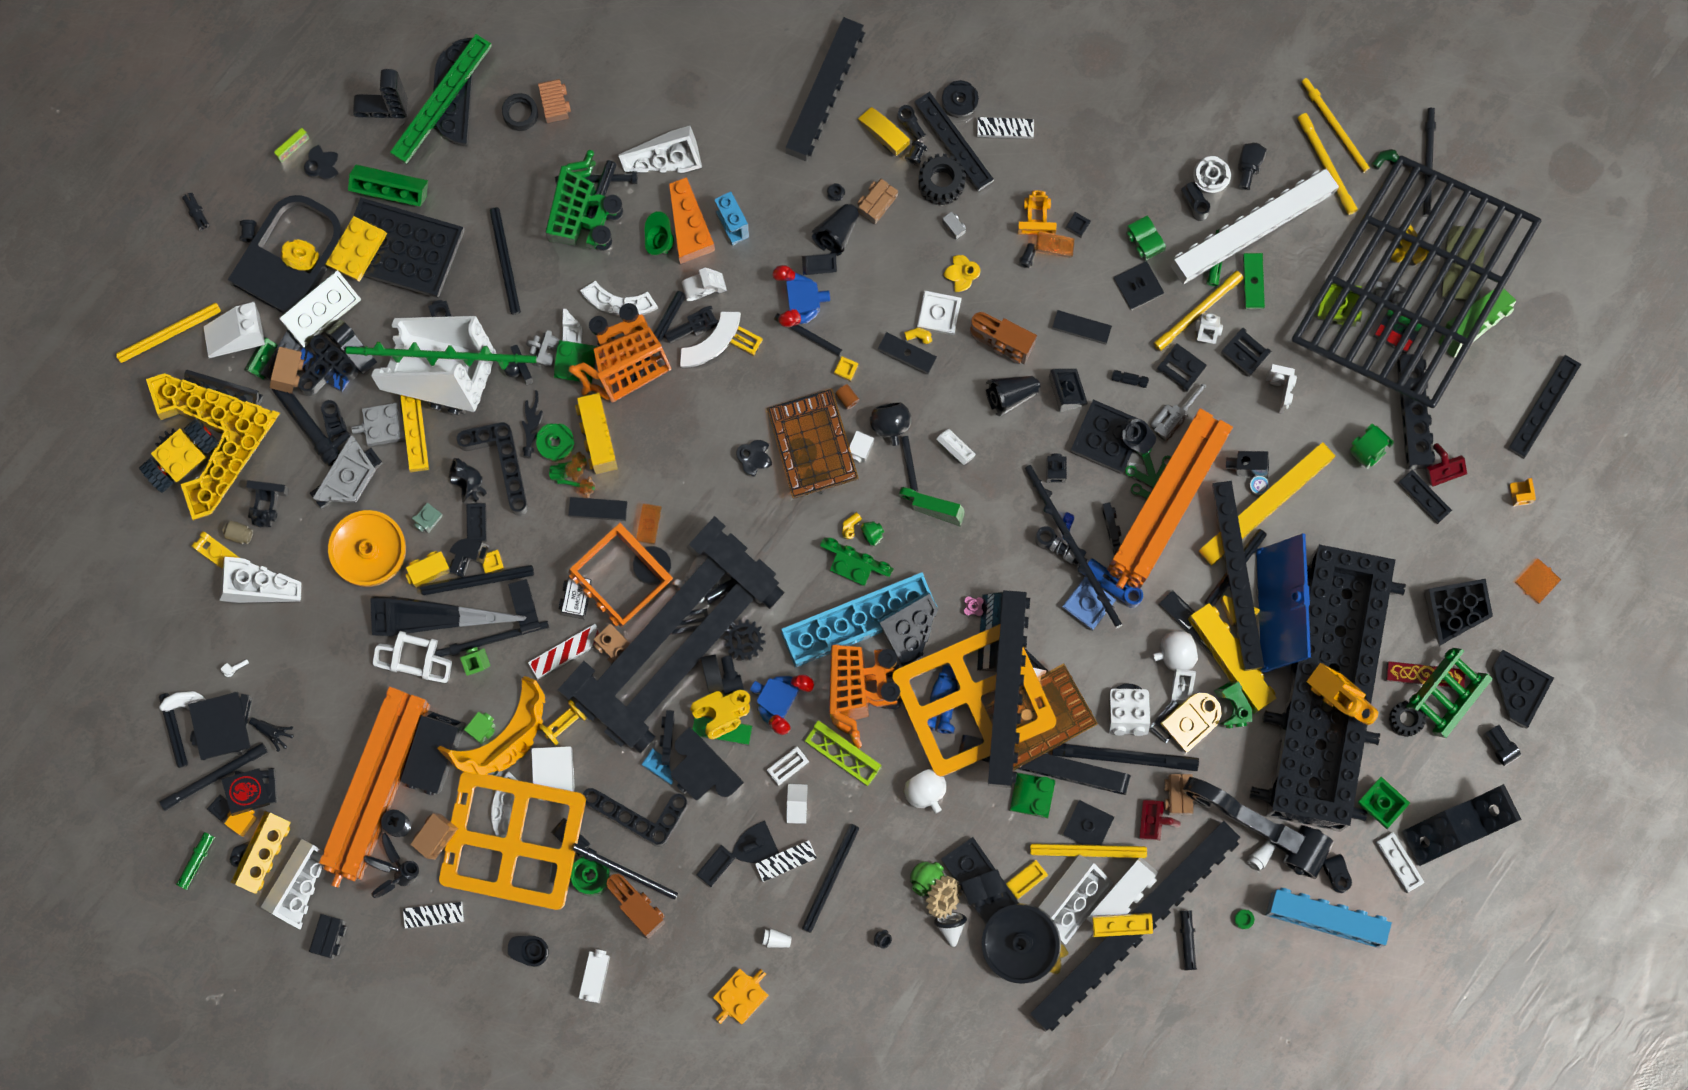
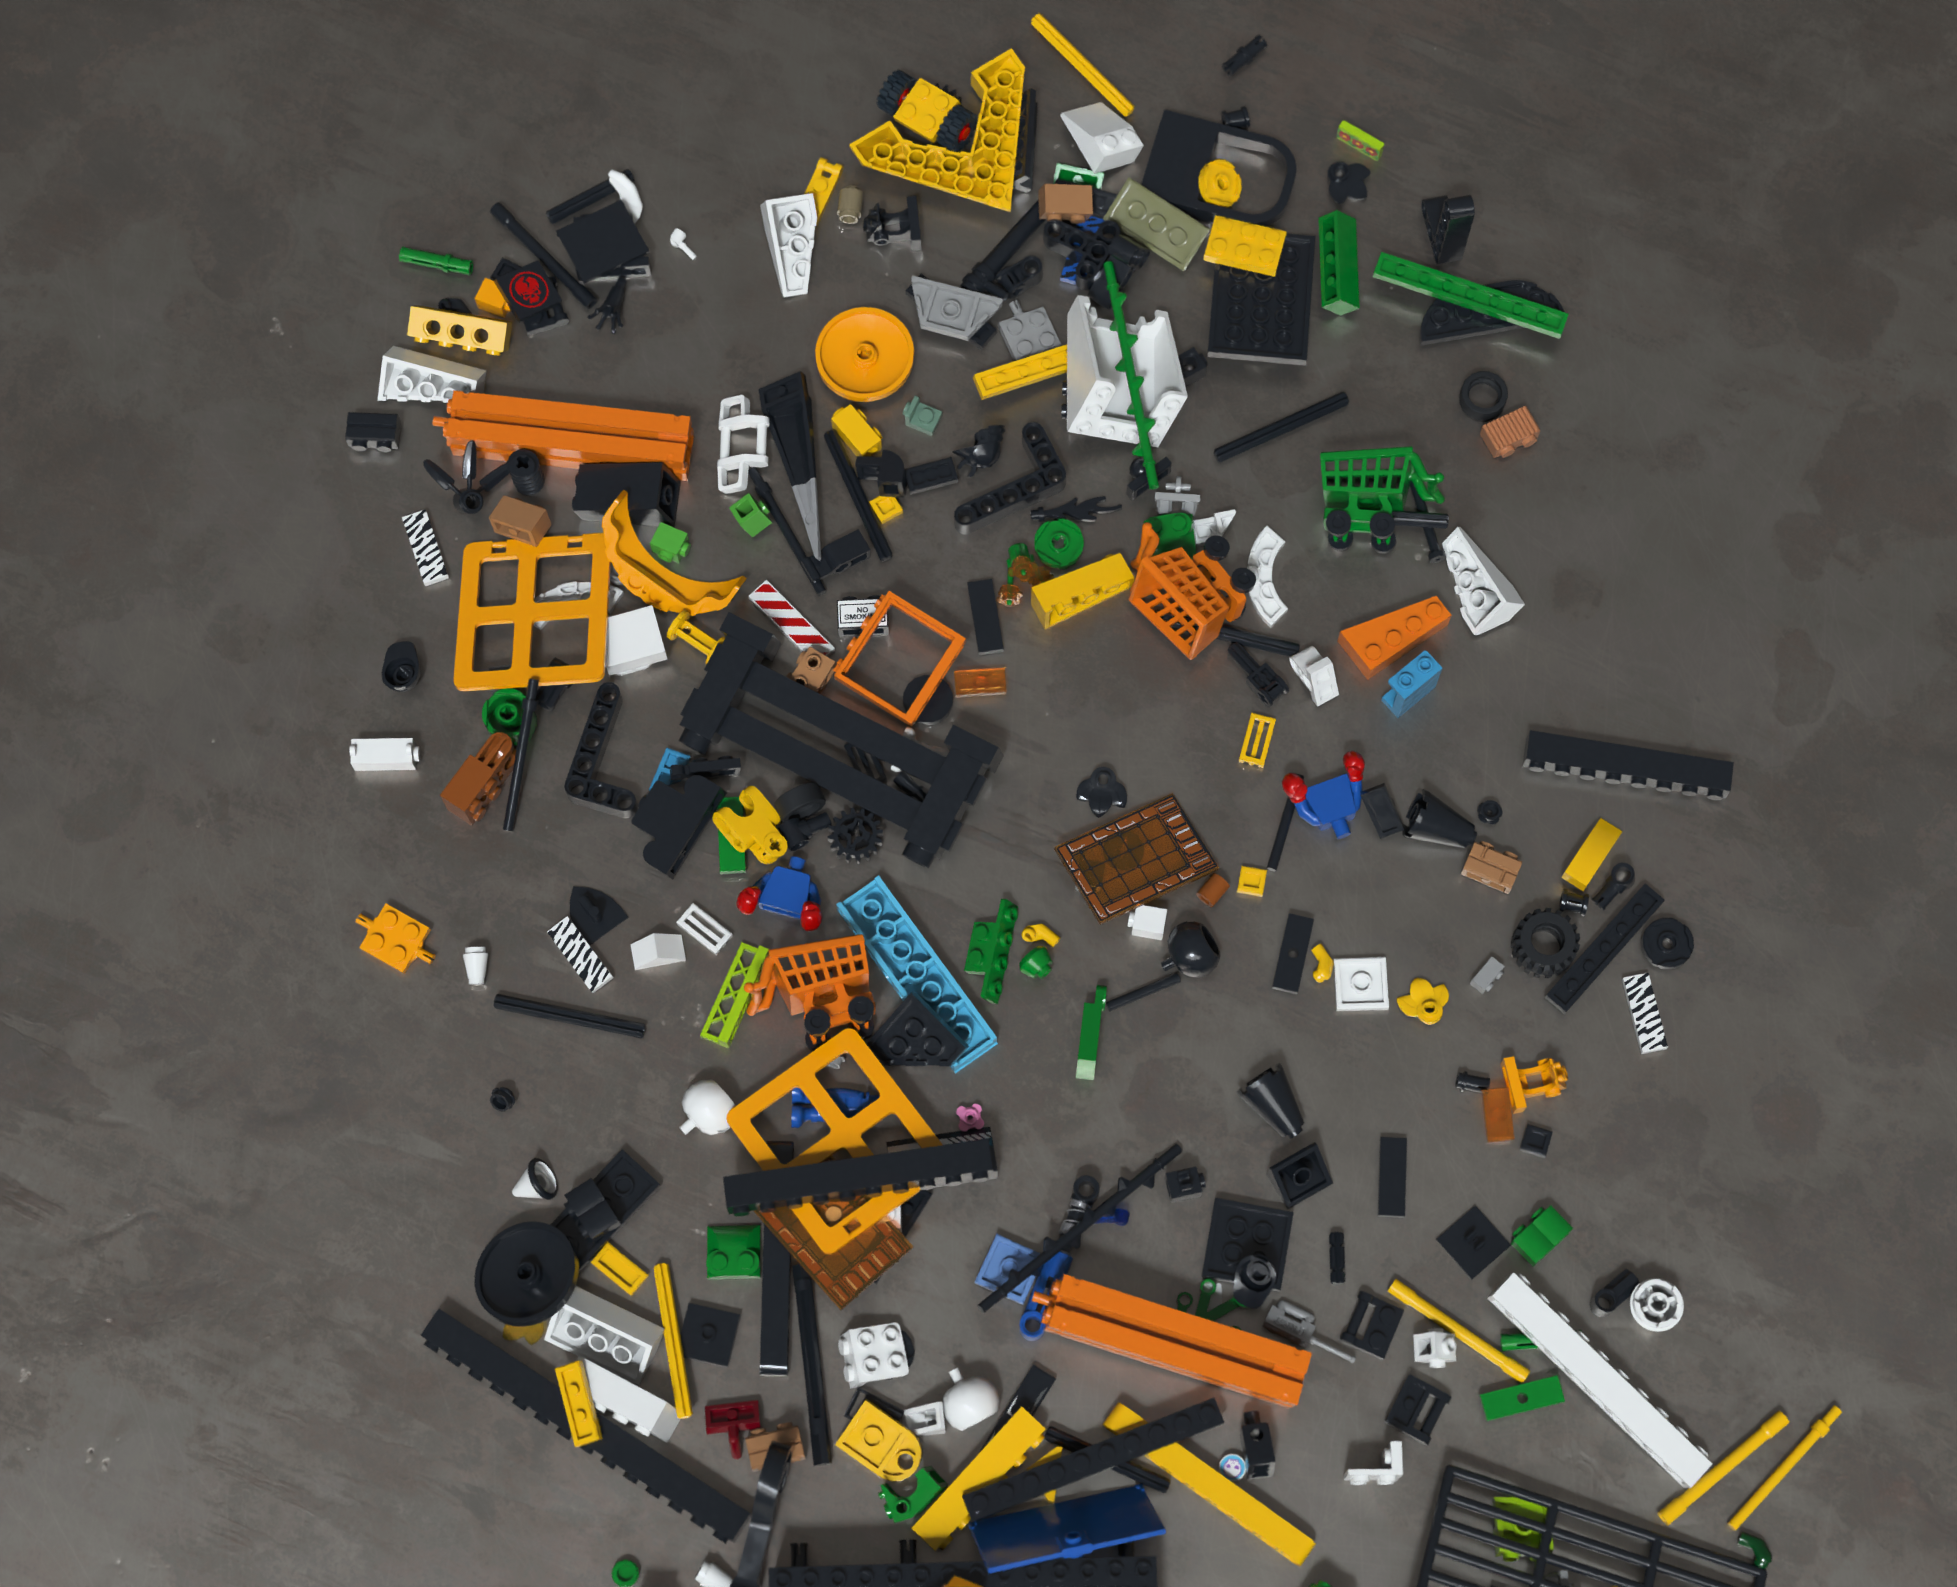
camera: 80 degrees right, 5 degrees down
(658, 234) = (1363, 602): green piece -> none
(714, 344) = (1240, 707): white tile -> none
(716, 866) = (556, 870): black tile -> none
(924, 876) = (592, 1138): bright green plant -> none
(943, 897) = (569, 1161): tan gear -> none
(956, 446) = (1180, 1045): white plate -> none
(1003, 336) = (1345, 1072): dark orange brick -> none
(1113, 531) = (1118, 1279): black plate -> none
(1188, 940) = (580, 1502): black pin -> none
(1249, 162) = (1691, 1354): black piece -> none

